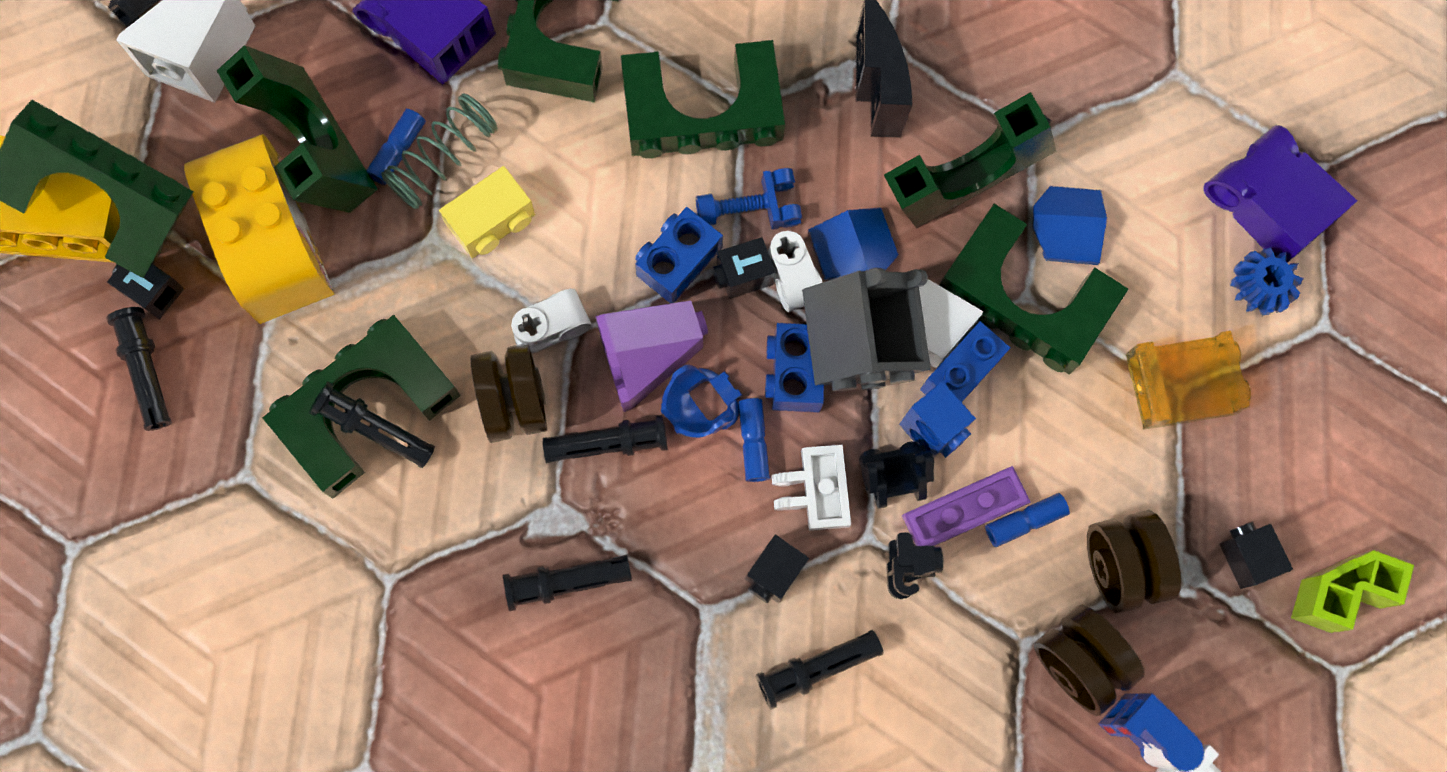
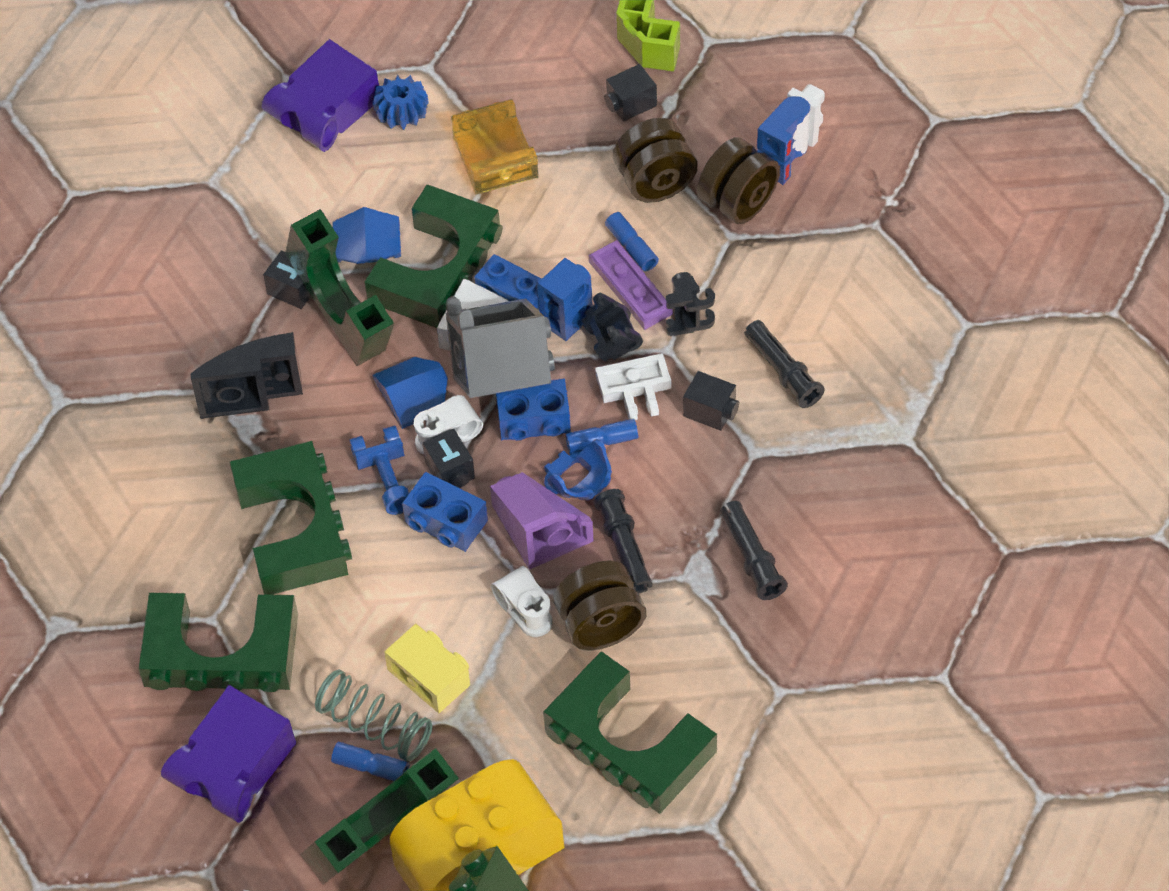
camera: 90 degrees left, 20 degrees down
(417, 449) = (645, 718): black pin -> none

